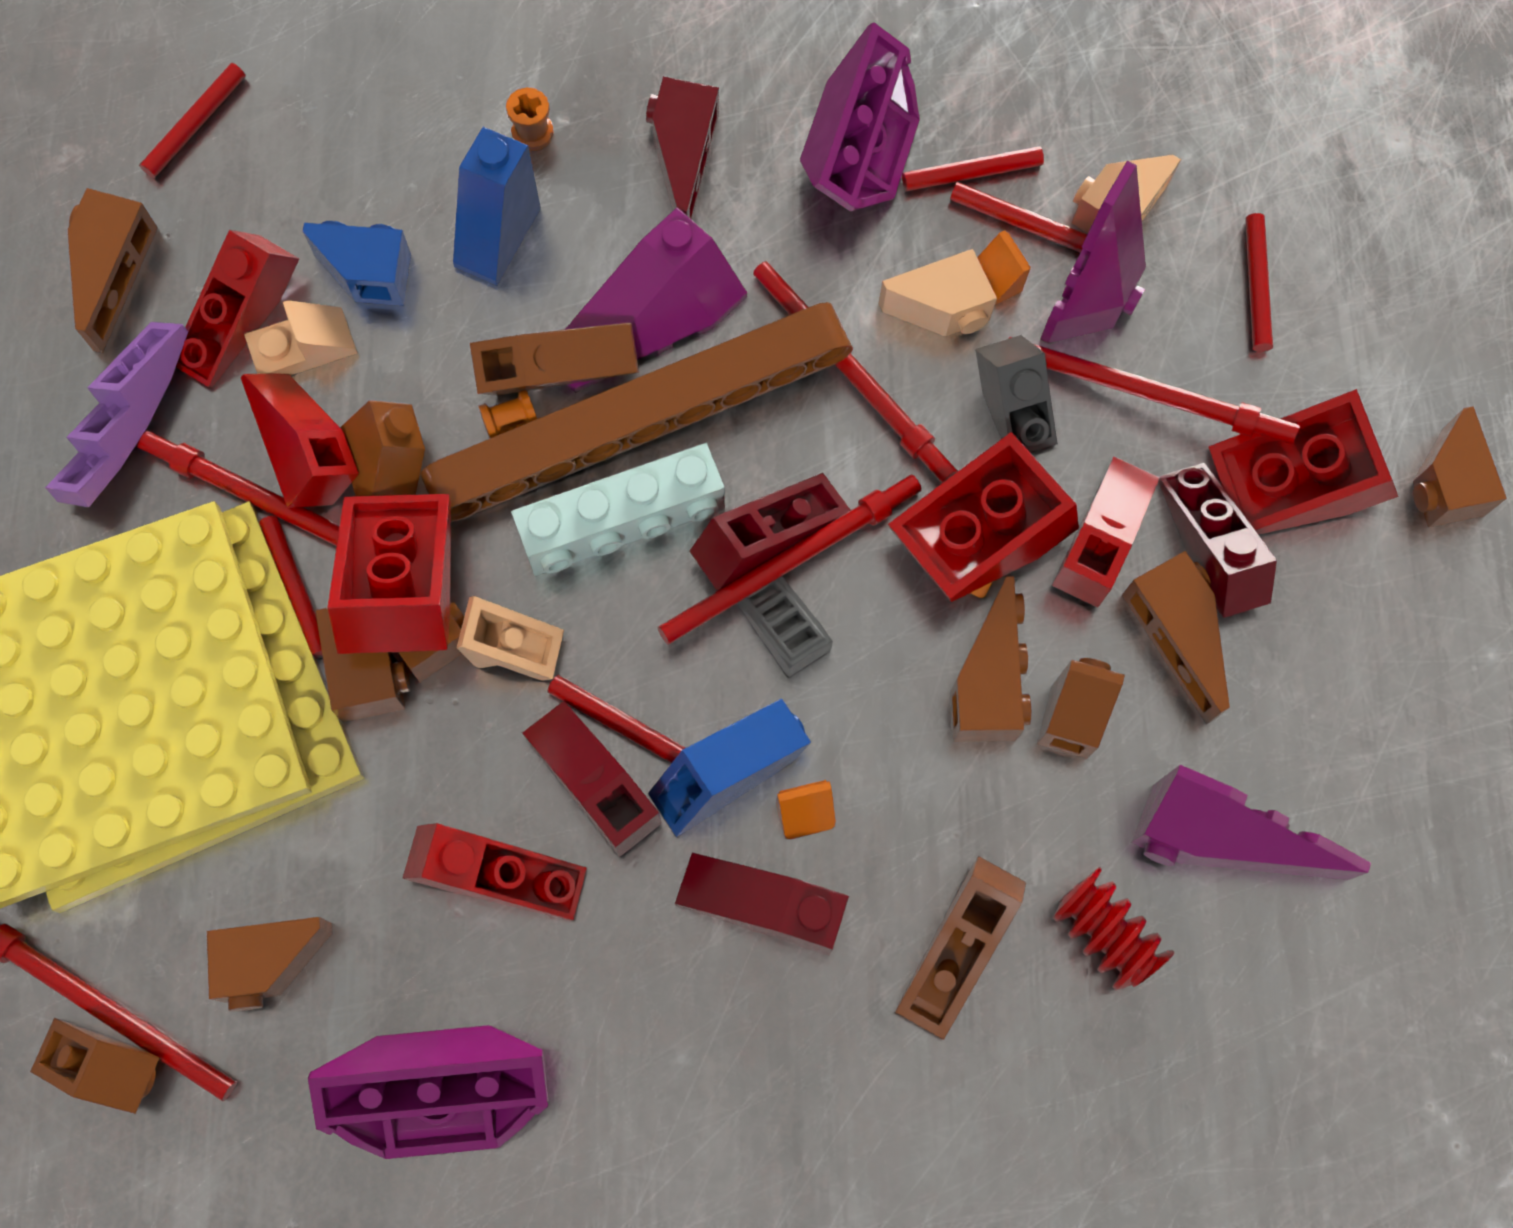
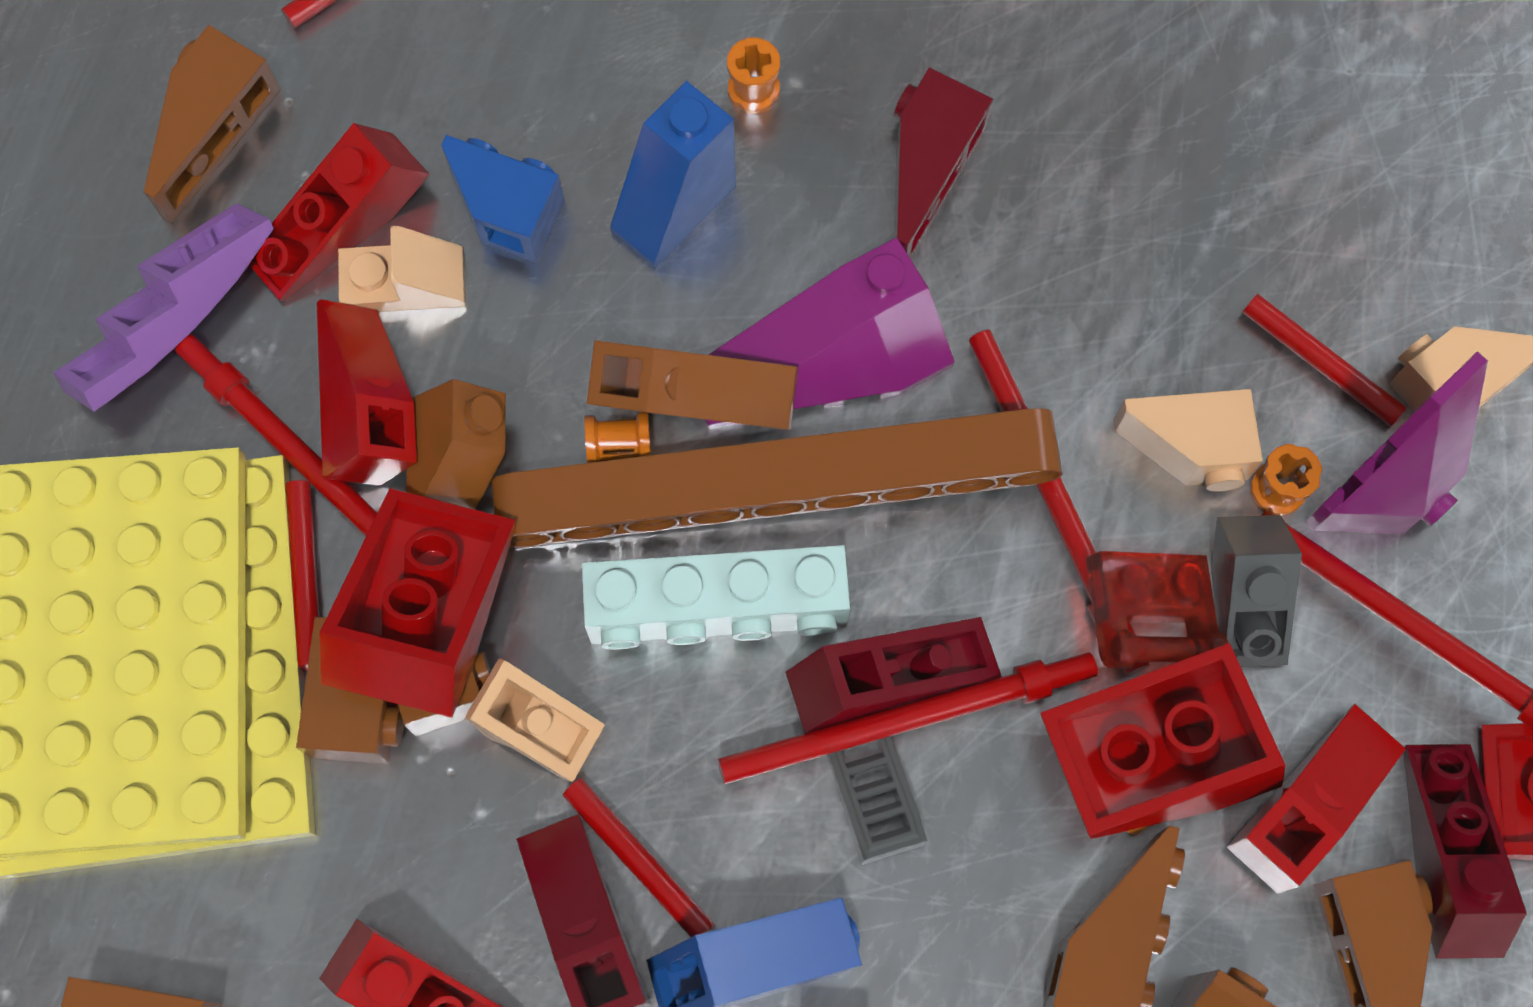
camera: 20 degrees right, 0 degrees up
(864, 123) = (1160, 192): magenta wedge -> none
(941, 416) = (1151, 590): none -> clear red plate
(972, 168) = (1283, 281): red bar -> none
(1004, 266) = (1284, 416): orange slope -> none
(1013, 306) = (1280, 463): none -> orange bush

